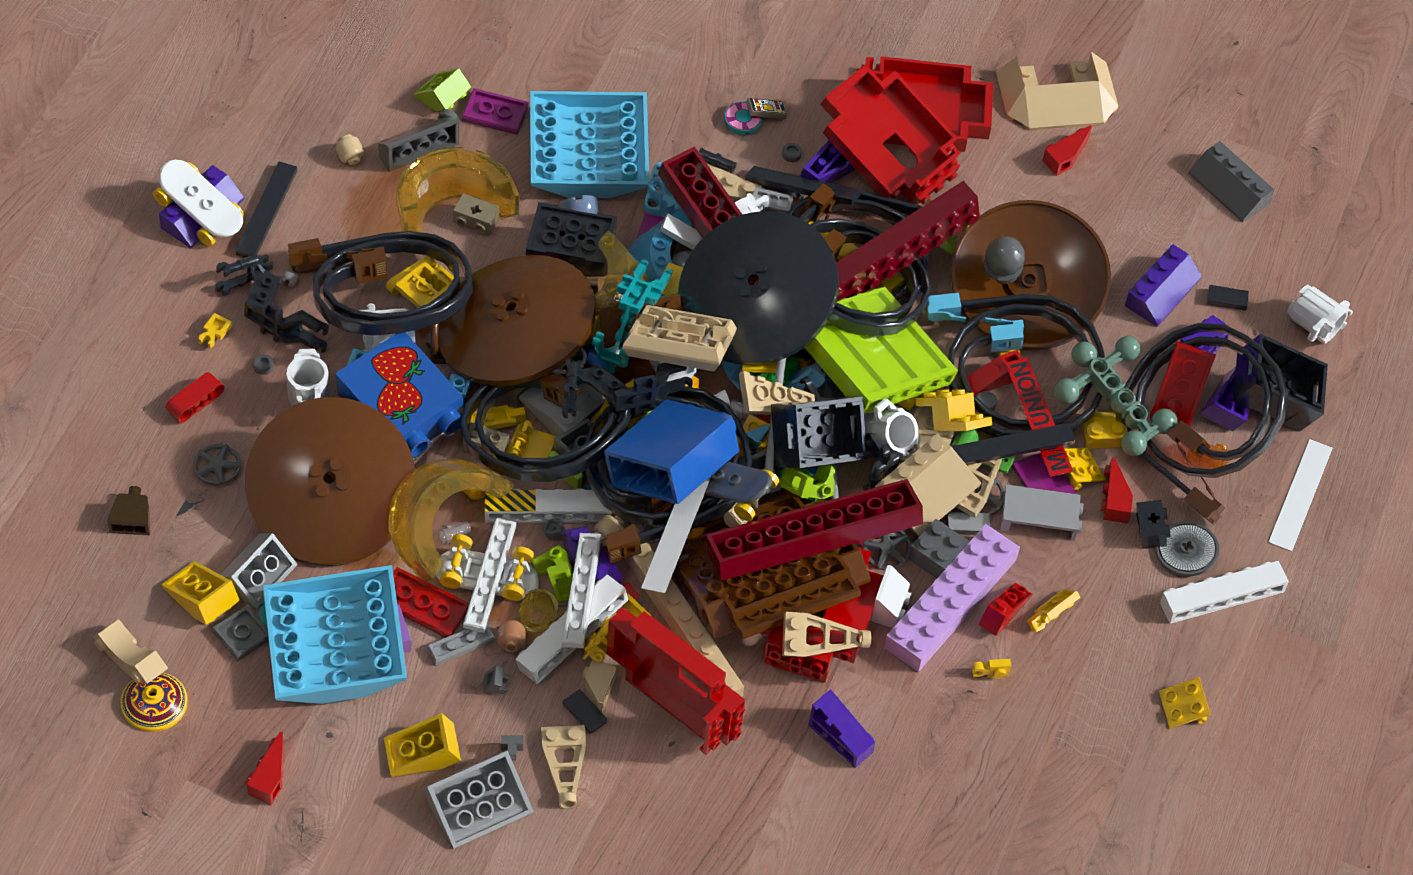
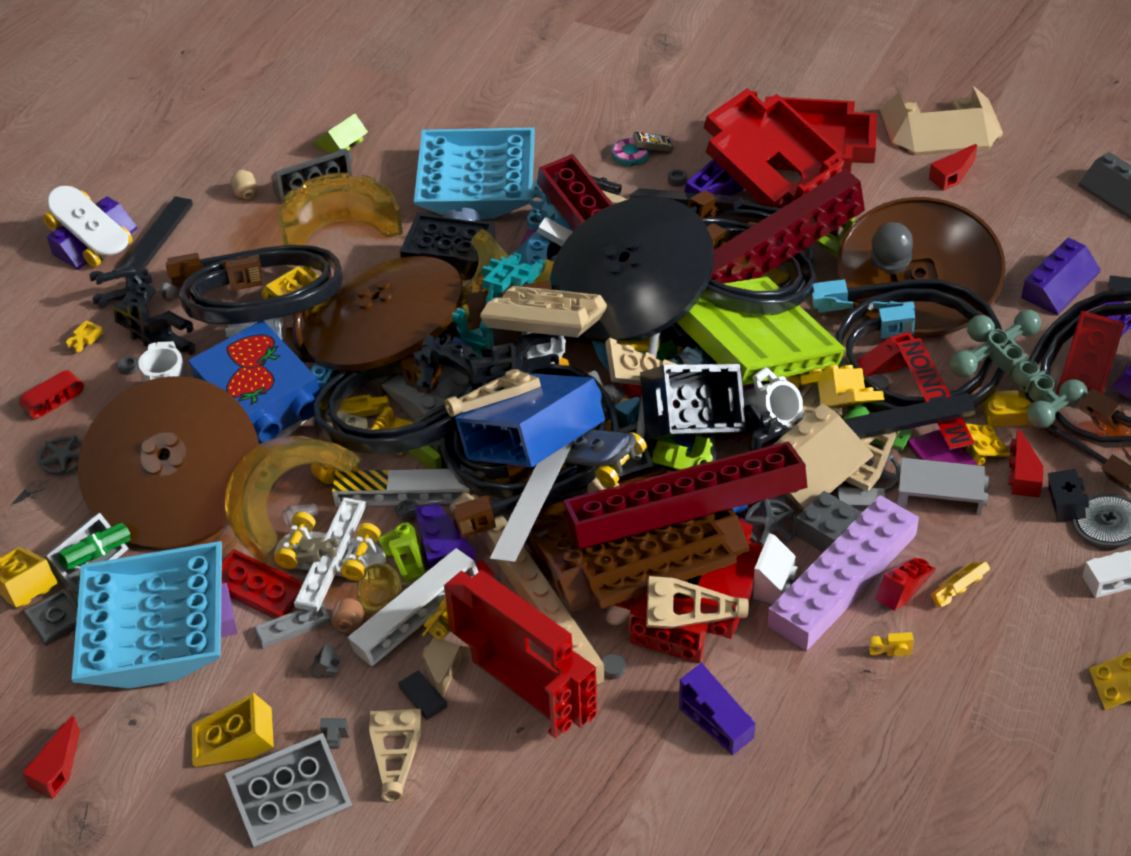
camera: 10 degrees right, 10 degrees down
(272, 566) = (94, 546): none -> green piece
(475, 572) = (313, 549): none -> dark tan plate
(476, 214) = (359, 233): dark tan brick -> none
(495, 111) = (389, 153): magenta tile -> none
(581, 590) = (425, 565): white tile -> none
(654, 409) = (514, 382): none -> tan plate
(752, 685) = (614, 666): none -> dark grey tile

